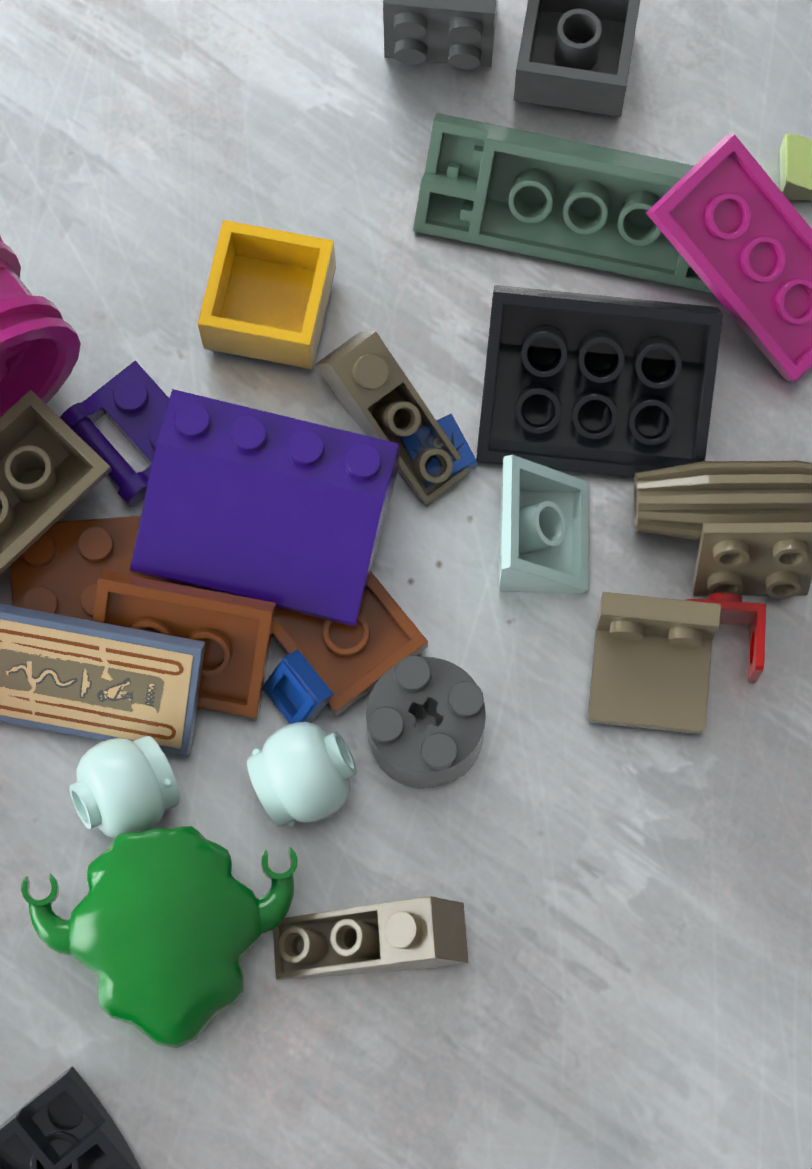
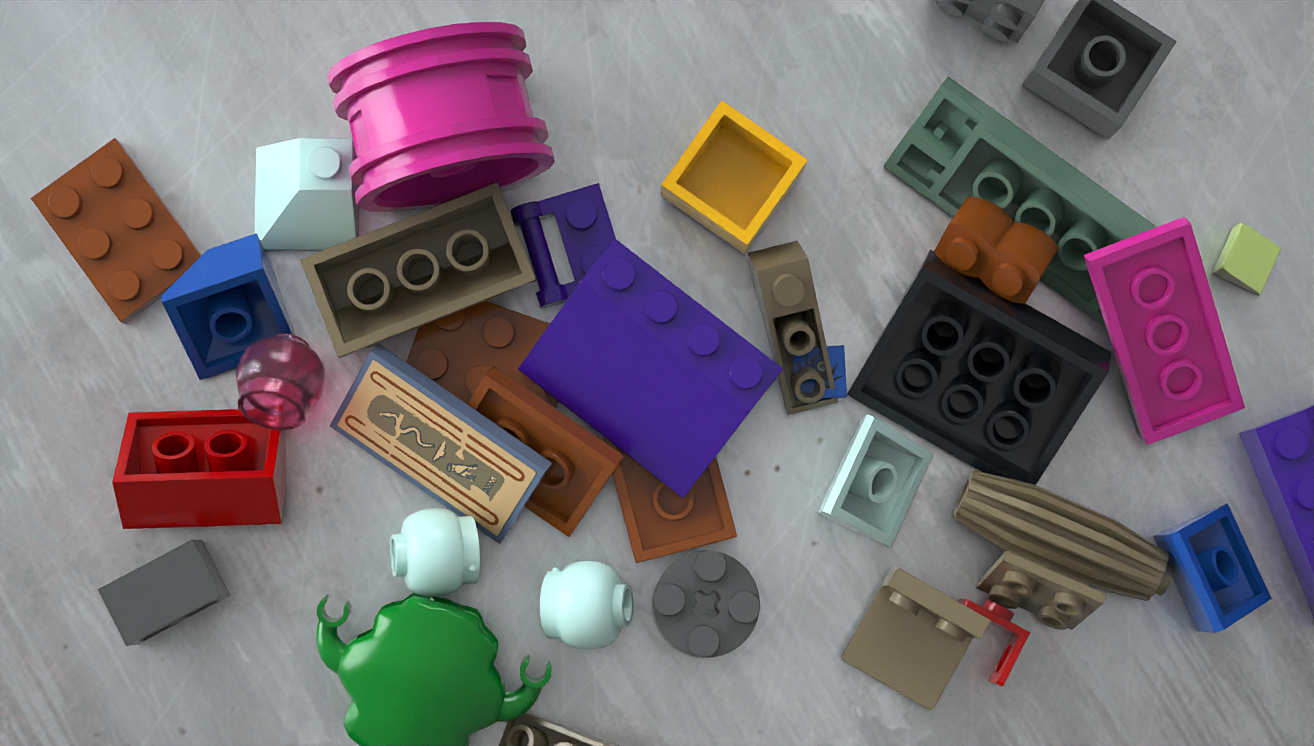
camera: 20 degrees right, 10 degrees up
(297, 689) = (612, 530): blue tile -> none
(546, 254) = (1000, 252): none -> dark orange brick

